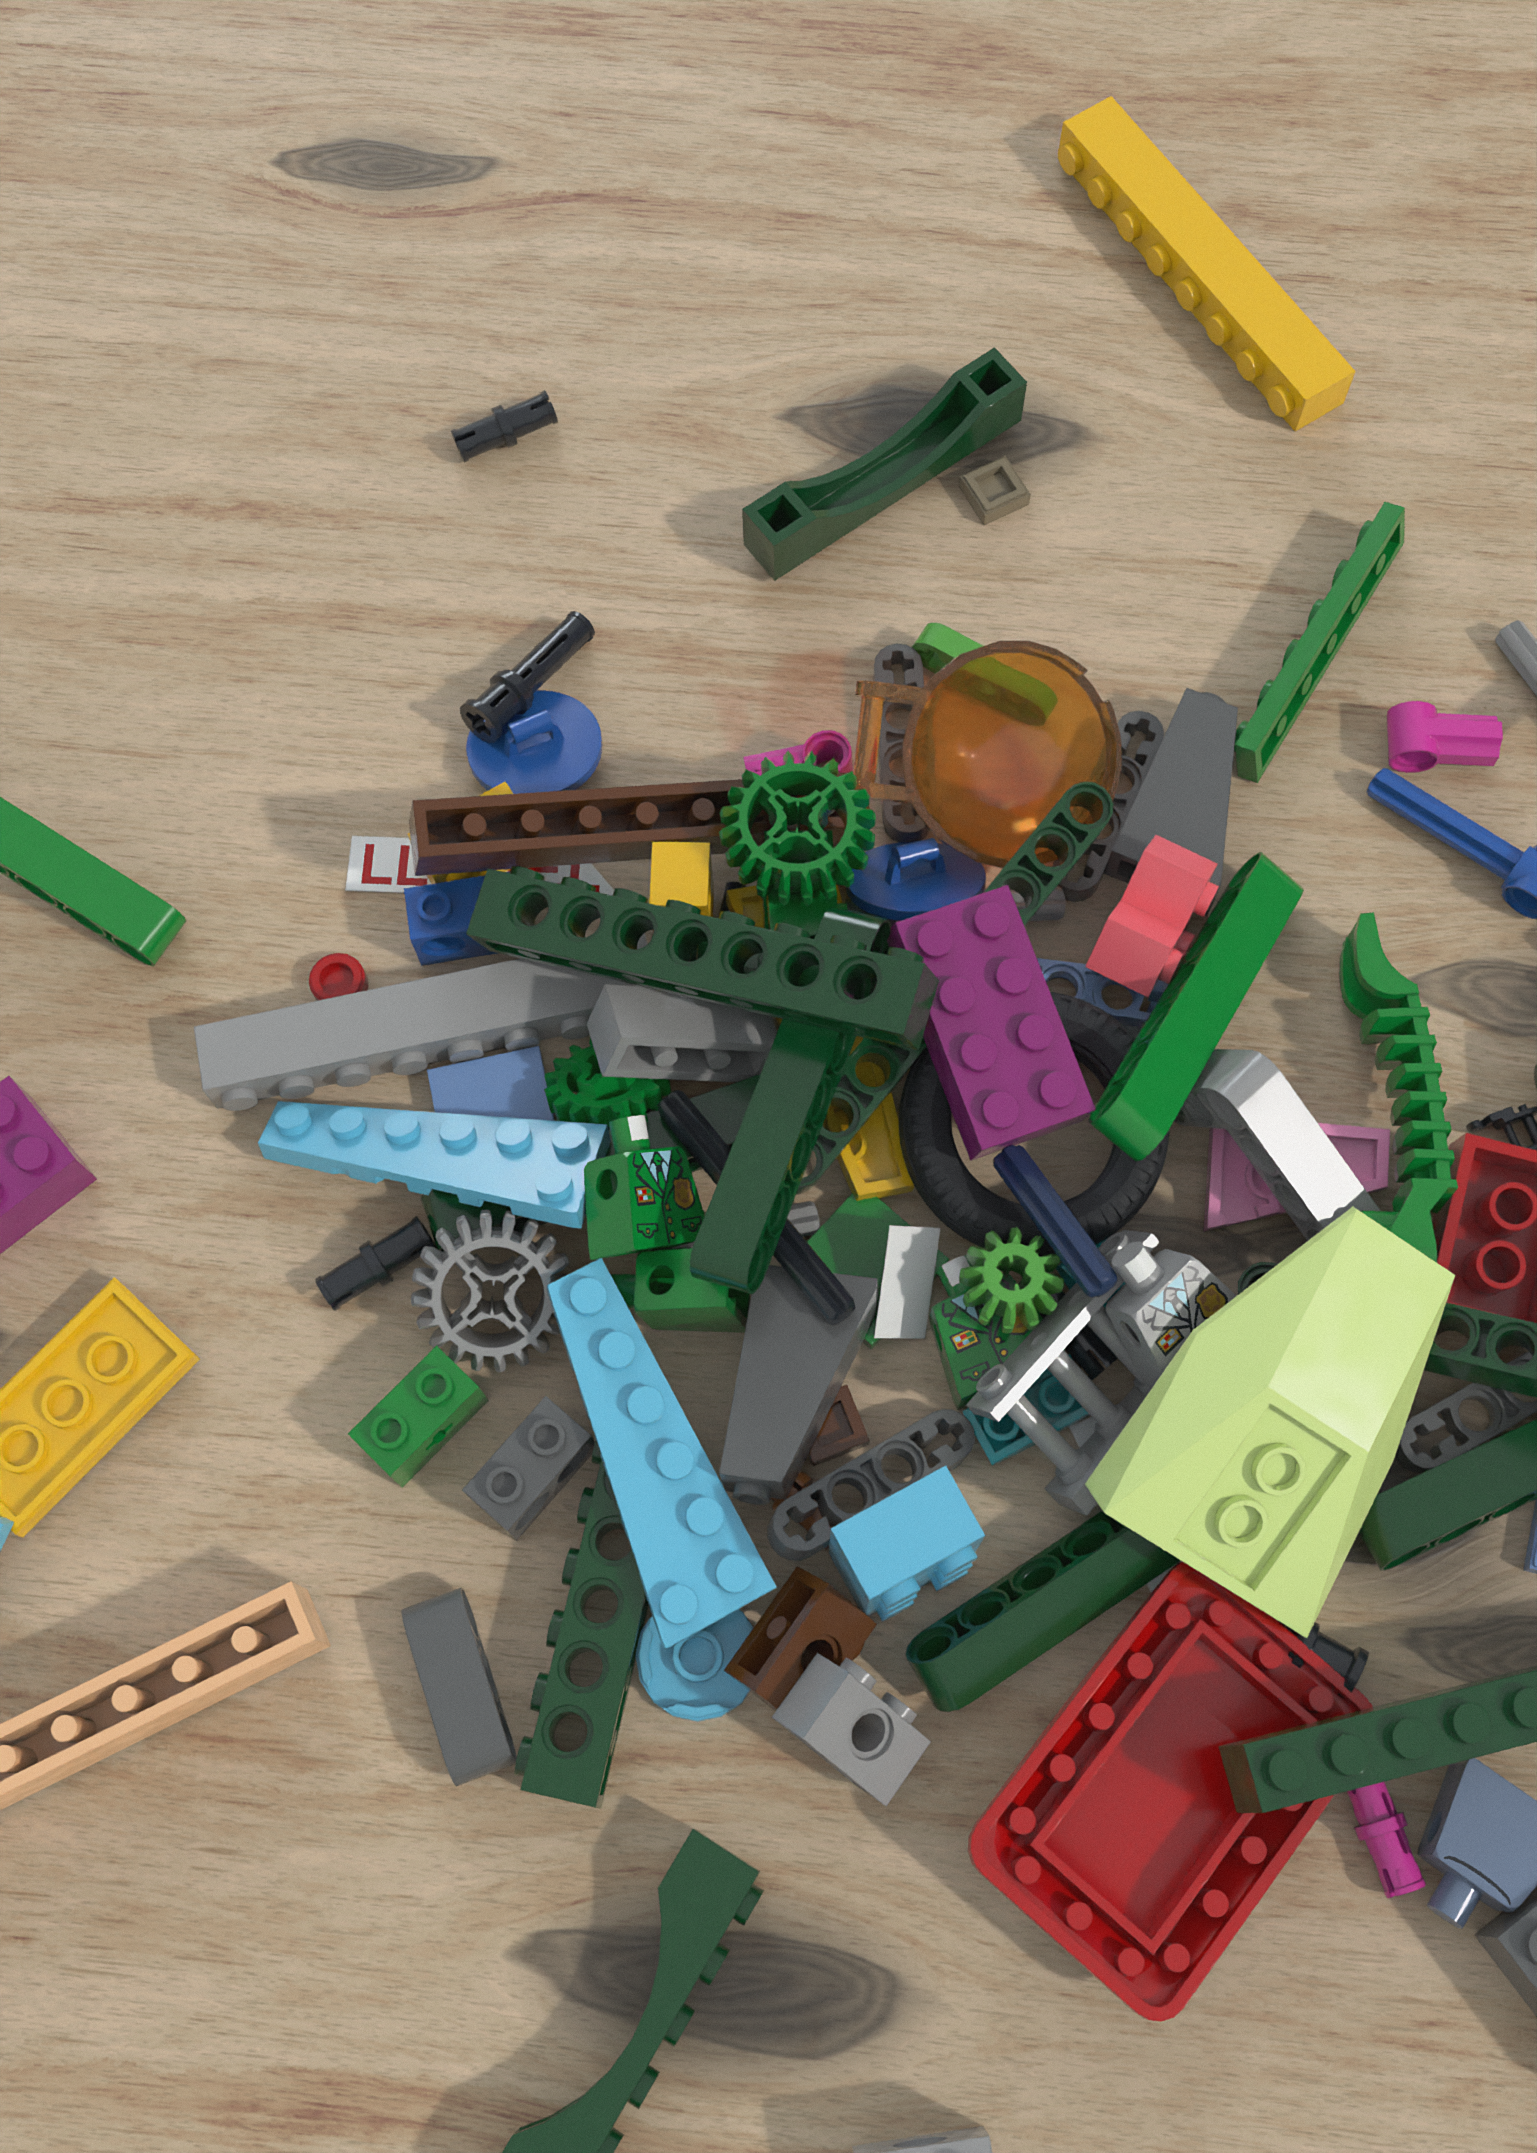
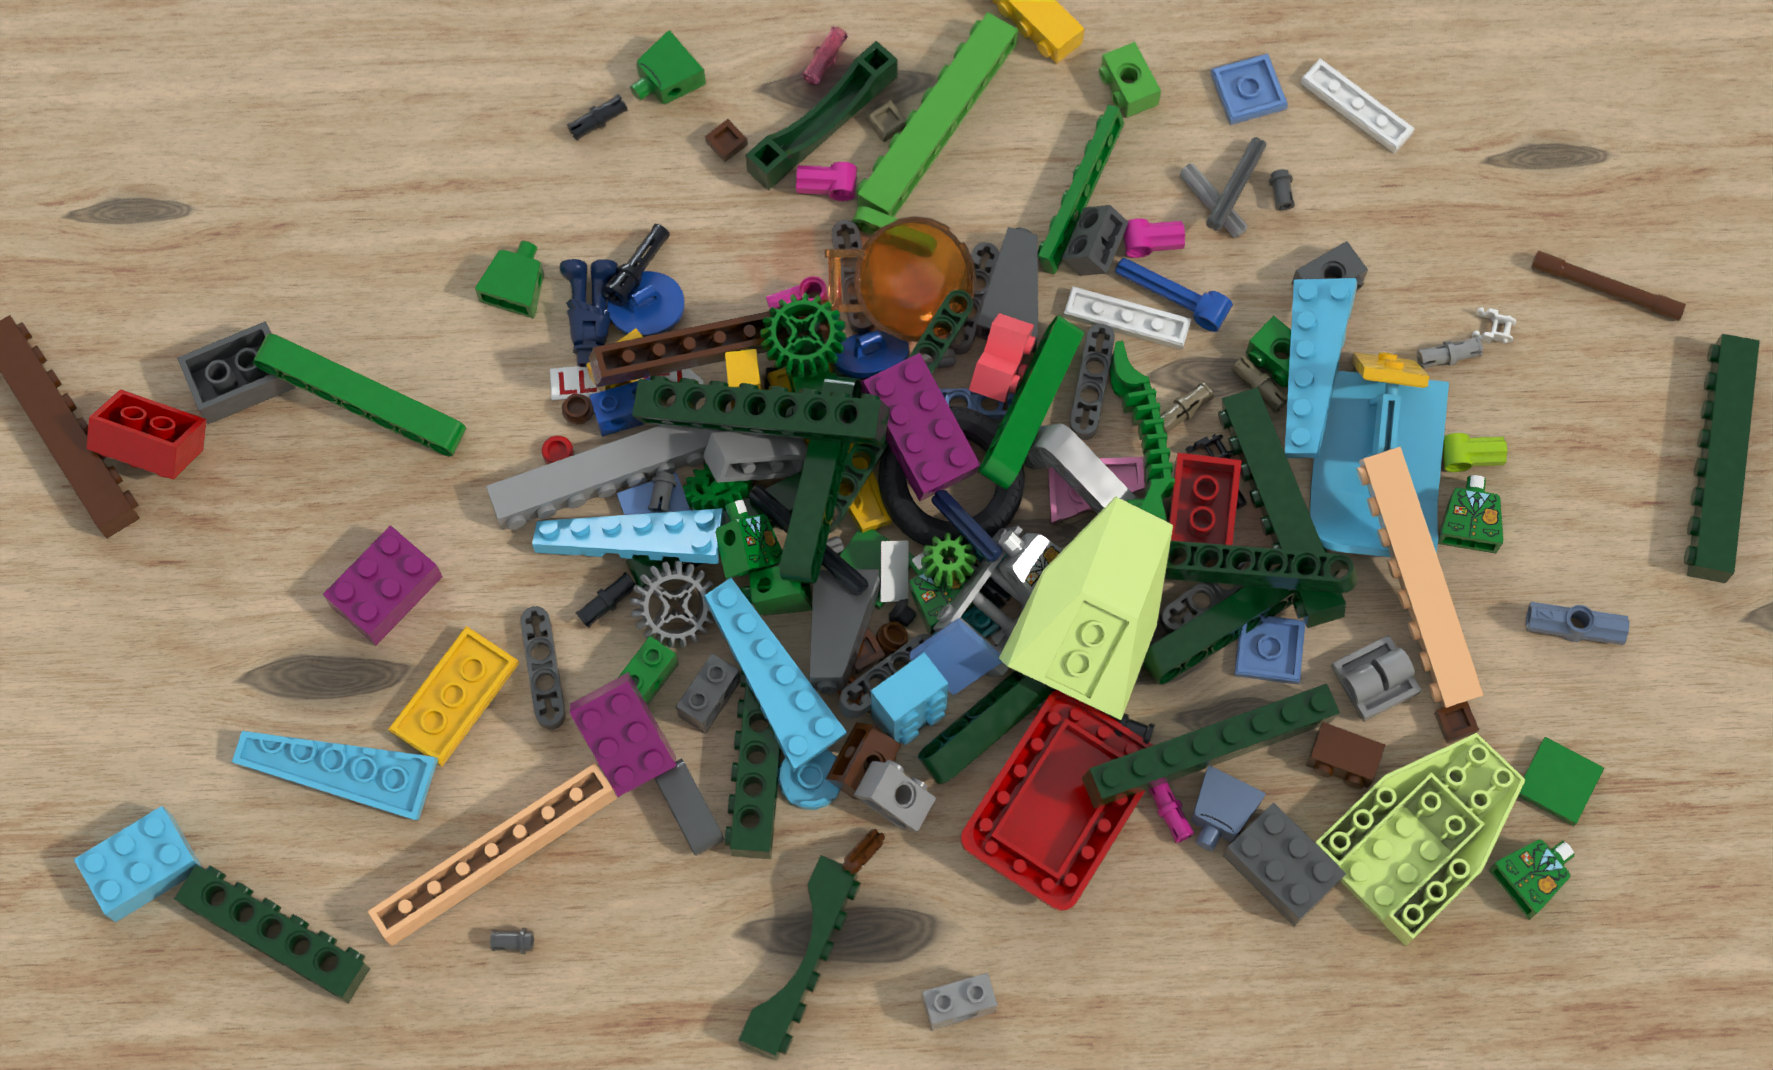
camera: 10 degrees left, 0 degrees up
(83, 1905) = (512, 940): none -> dark grey pin
(250, 1372) = (543, 667): none -> dark grey beam
(312, 677) = (513, 281): none -> green torso
(352, 1533) = (623, 734): none -> magenta brick
(383, 911) = (577, 409): none -> reddish brown plate
(429, 762) = (587, 322): none -> dark blue piece
(505, 1077) = (662, 491): none -> dark grey pin
(633, 364) = (667, 71): none -> green torso
(715, 488) = (726, 140): none -> reddish brown plate
(776, 1831) = (863, 851): none -> reddish brown axle
(886, 1406) = (892, 636): none -> reddish brown plate
(892, 576) = (835, 181): none -> dark pink piece
(902, 370) = (824, 55): none -> clear pink pin
(911, 1363) = (902, 613): none -> black piece
(1005, 1466) = (959, 655): none -> medium blue tile
(1084, 489) = (938, 116): none -> bright green brick
(1312, 981) = (1092, 381): none -> dark grey beam
(1339, 730) = (1095, 240): none -> dark grey brick
(1381, 875) = (1127, 318): none -> white tile
(1424, 467) = (1129, 64): none -> bright green brick
(1474, 1047) = (1186, 406): none -> dark tan pin

